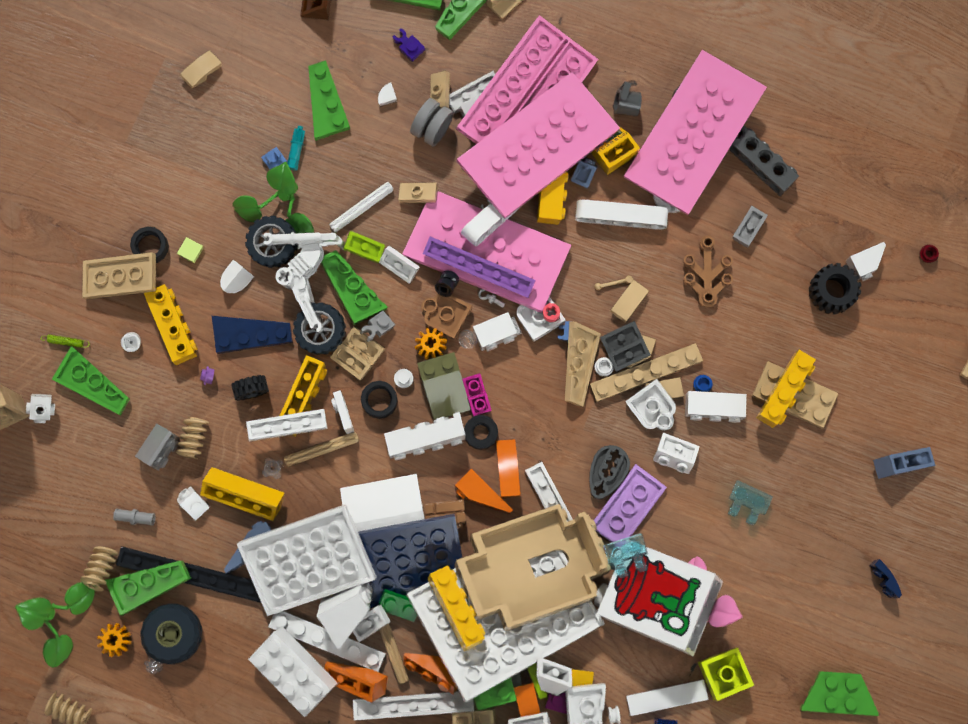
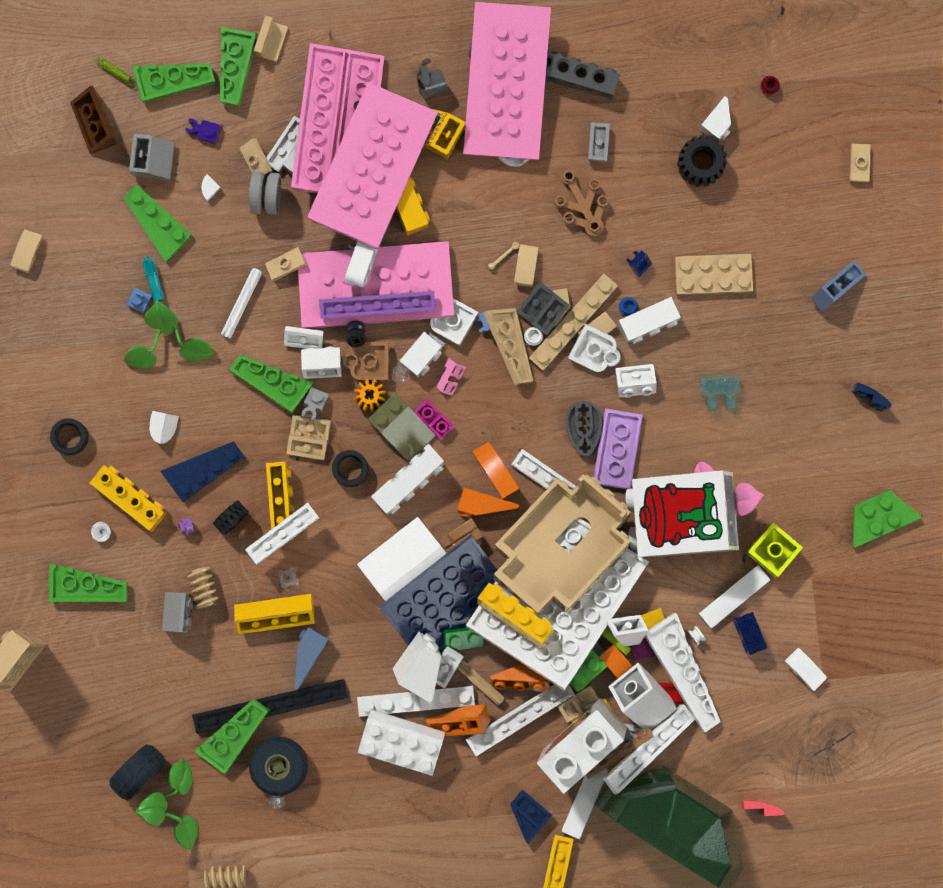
camera: 25 degrees left, 5 degrees up
(42, 571) = (137, 772): none -> black wheel
(43, 401) = (51, 625): white brick -> none
(65, 341) = (40, 561): lime piece -> none
(97, 567) = (182, 743): tan piece -> none
(108, 636) = (238, 797): light orange gear -> none
(119, 275) = (58, 478): tan plate -> none
(134, 517) = (189, 683): light grey pin -> none
(190, 250) = (108, 421): yellowish green tile -> none
(192, 503) = (234, 644): white bracket -> none
(298, 272) = (218, 390): piece -> none
(306, 560) = (363, 641): white plate -> none
(321, 449) = (322, 538): tan axle -> none
(340, 406) = (319, 493): white plate -> none
(350, 43) = (151, 157): none -> light grey slope
(364, 247) = (263, 338): lime plate -> none
(403, 293) = (321, 362): none -> white brick
(403, 378) = (361, 438): white plate -> none
(489, 424) = (455, 439): black tyre -> none
(492, 298) = (402, 326): white hand -> none
(503, 365) = (450, 365): none -> bright pink piece
(552, 318) = (458, 308): coral bush -> none
(584, 172) = (426, 168): sand blue bracket -> none
(621, 214) = (479, 190): white beam -> none
(624, 550) = (635, 488): clear light blue plate -> none
(732, 350) = (639, 263): none -> clear blue tile
(786, 388) = (703, 274): yellow brick -> none

